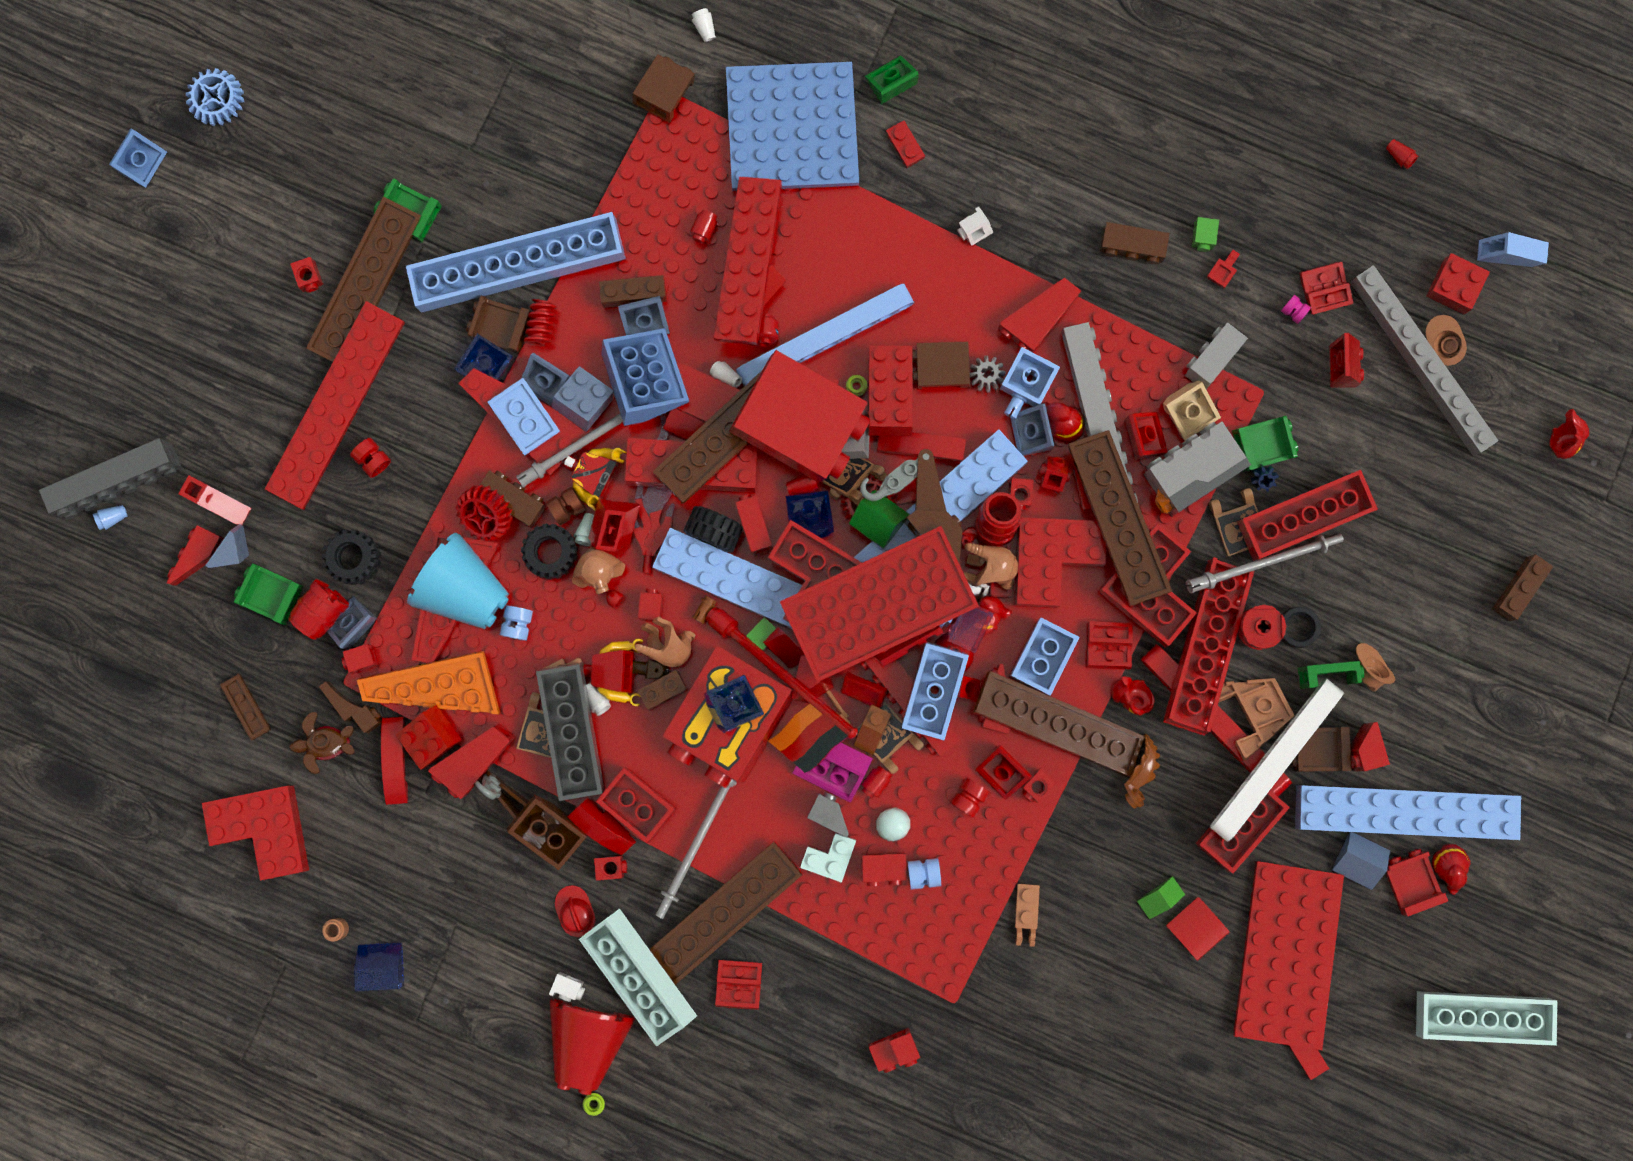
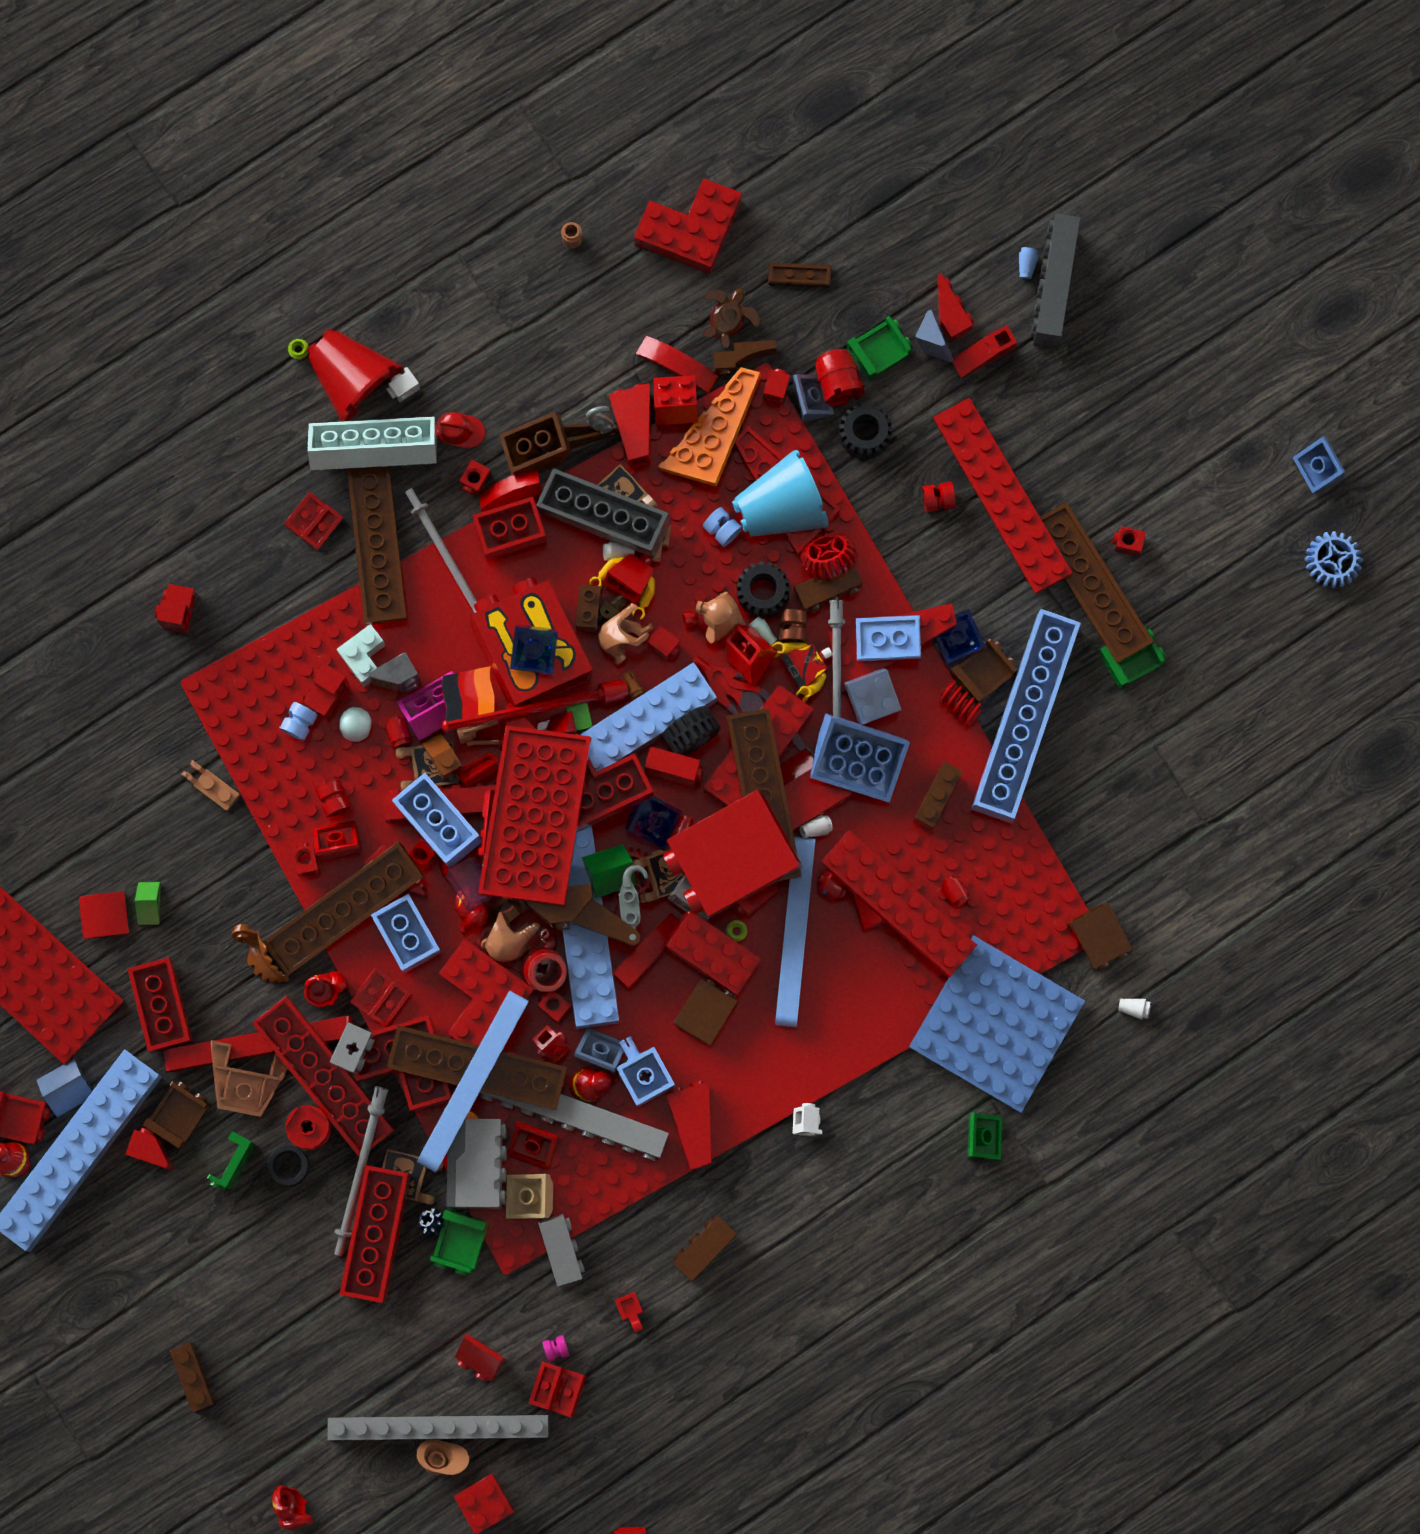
camera: 120 degrees right, 5 degrees down
(379, 967) = (519, 250): clear blue slope -> none
(543, 378) = (911, 677): sand blue slope -> none
(643, 316) = (908, 791): sand blue slope -> none
(905, 144) = (919, 1111): red plate -> none
(983, 367) = (666, 1043): light grey gear -> none
(1135, 510) = (472, 1081): none -> light blue beam
(1187, 633) = (351, 1036): none -> light grey brick
(1205, 234) = (671, 1314): bright green brick -> none
(1276, 760) = (193, 1066): white beam -> none
(1375, 669) = (214, 1205): nougat piece -> none

